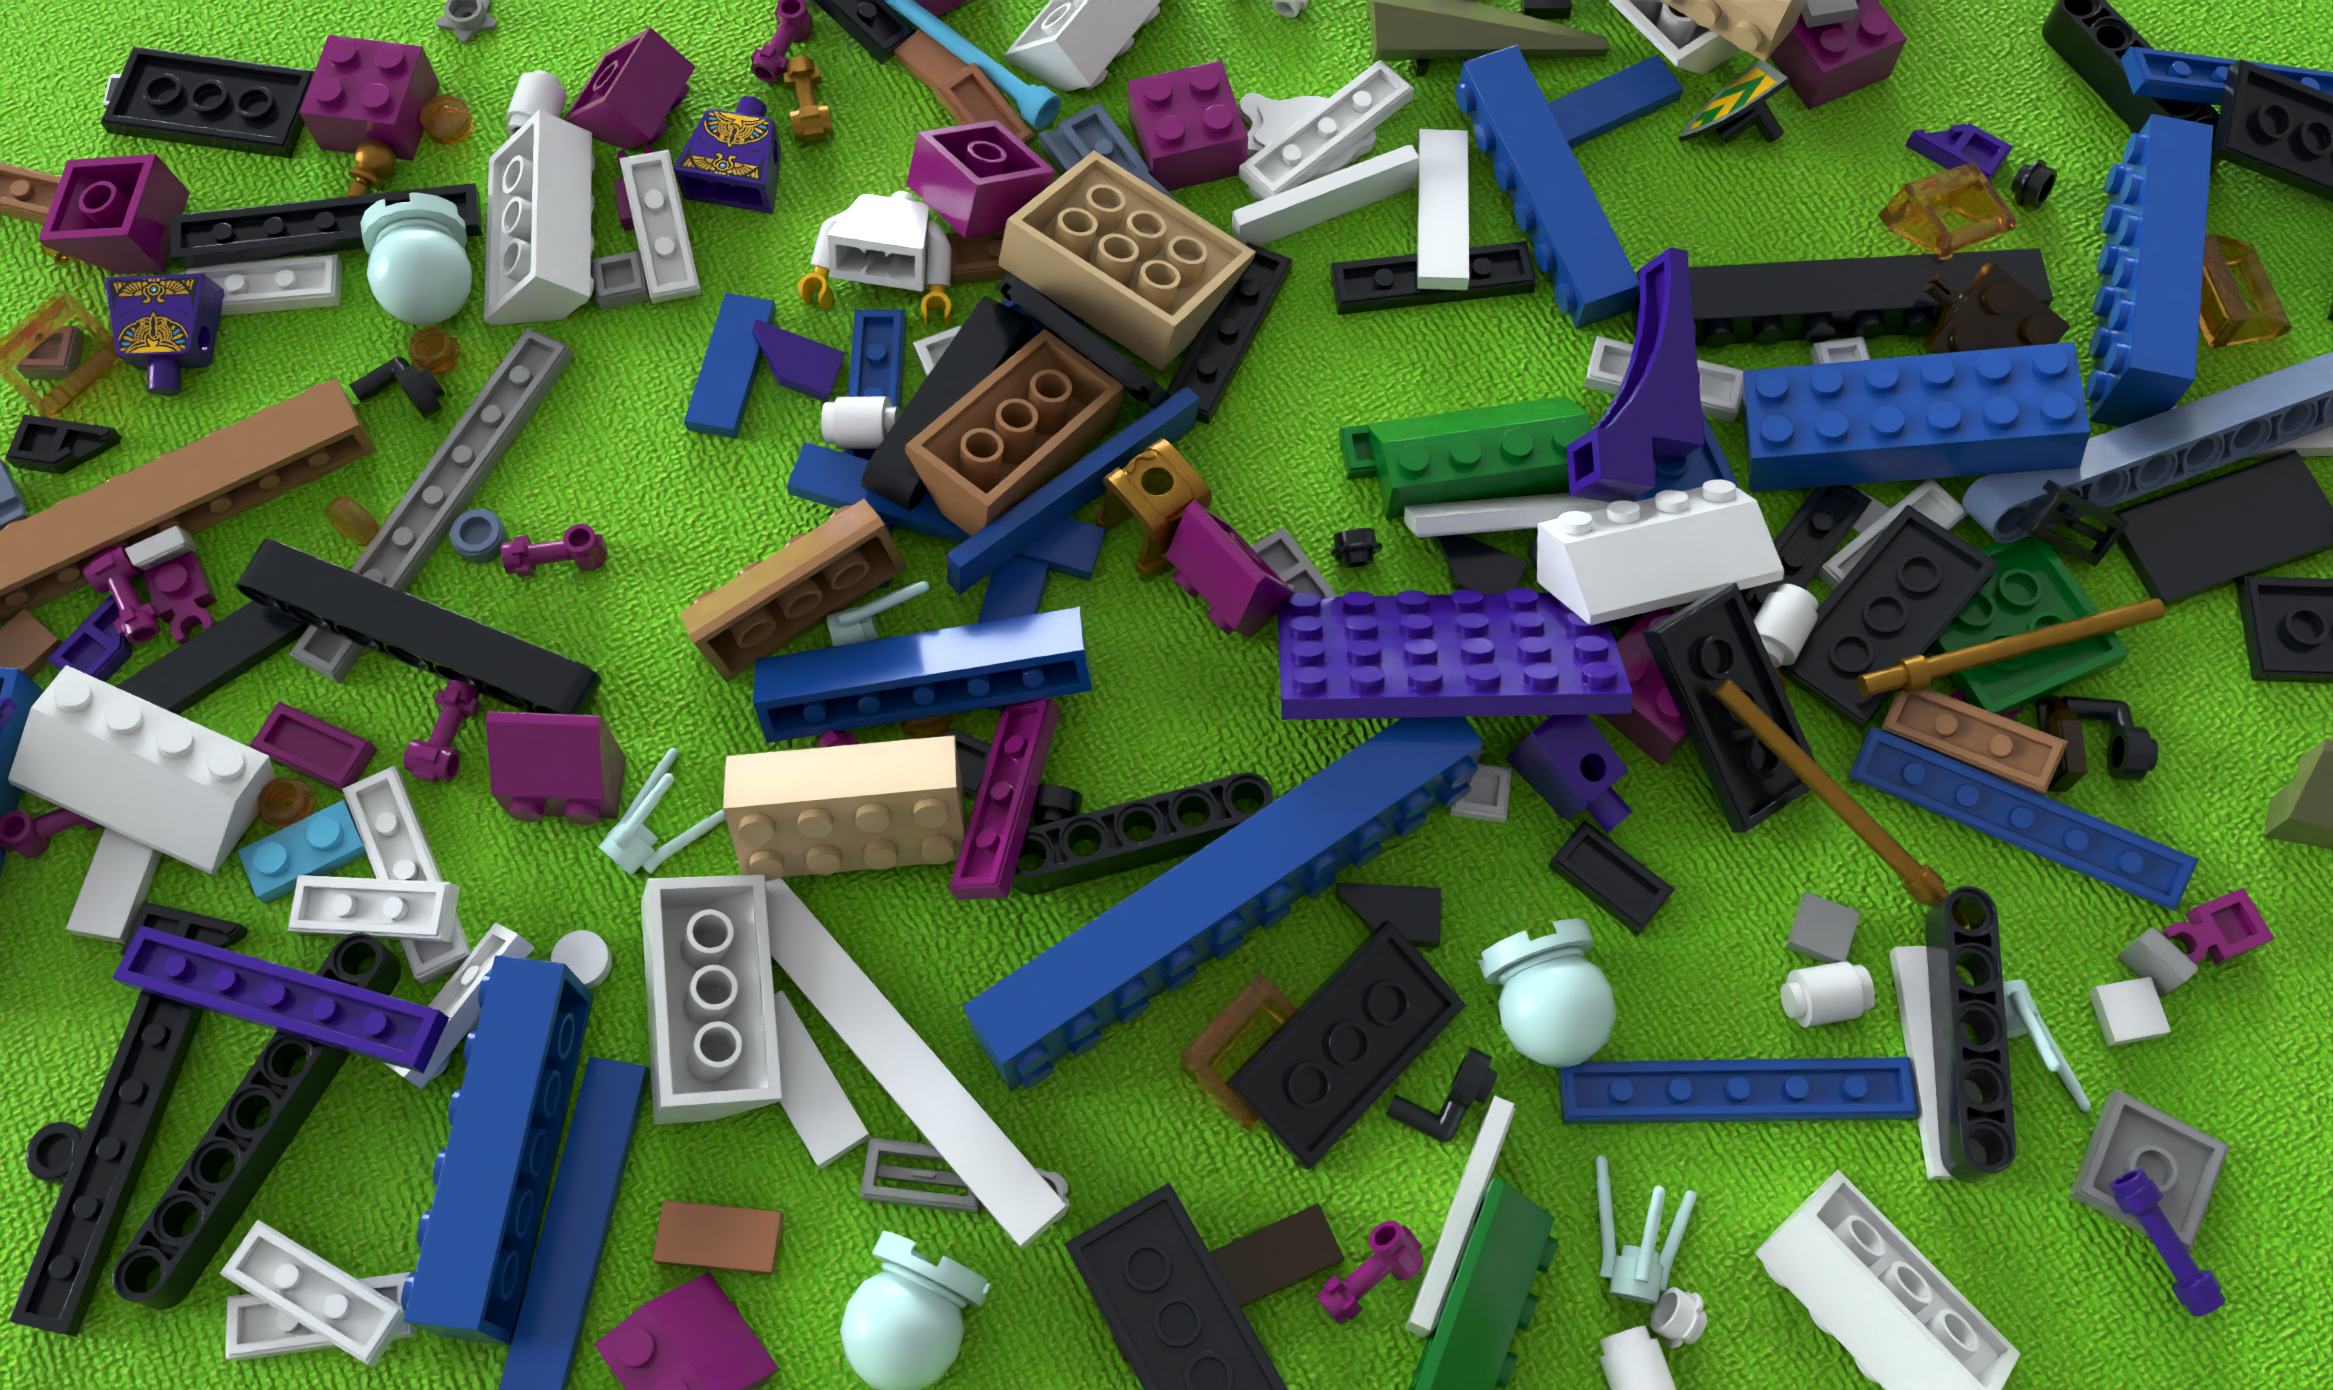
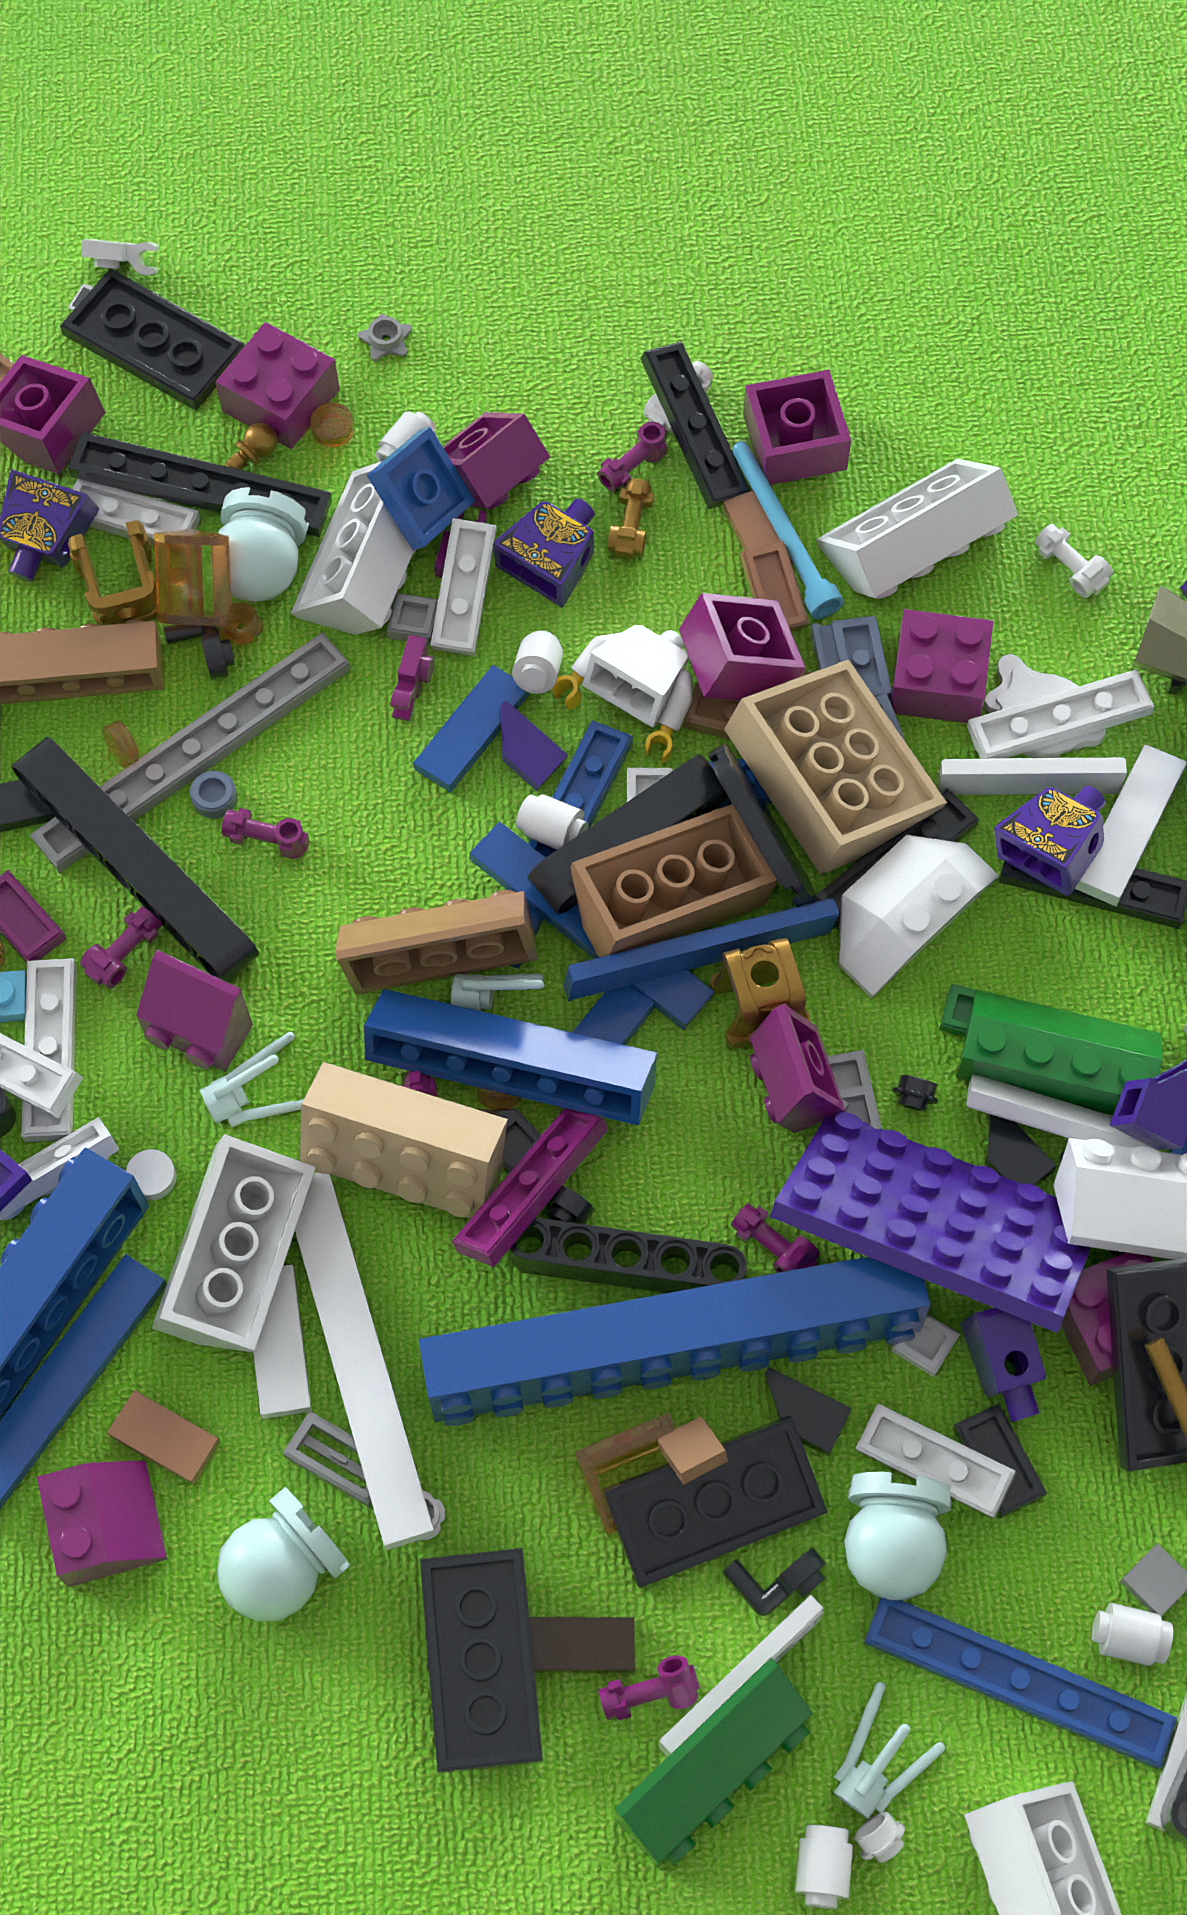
camera: 25 degrees right, 0 degrees up
(128, 29) = (110, 253): none -> white plate
(276, 381) = (110, 608): none -> pearl gold piece
(346, 322) = (181, 580): none -> clear orange tile
(572, 138) = (421, 488): none -> blue plate
(644, 327) = (413, 671): none -> magenta plate
(773, 271) = (537, 662): none -> white brick
(1259, 370) = (905, 906): none -> white wedge
(1304, 998) = (692, 1450): none -> medium nougat tile
(1308, 760) = (792, 1256): none -> magenta bar
(1378, 243) = (1054, 836): none -> dark purple torso
(1536, 900) = (923, 1452): none -> white tile

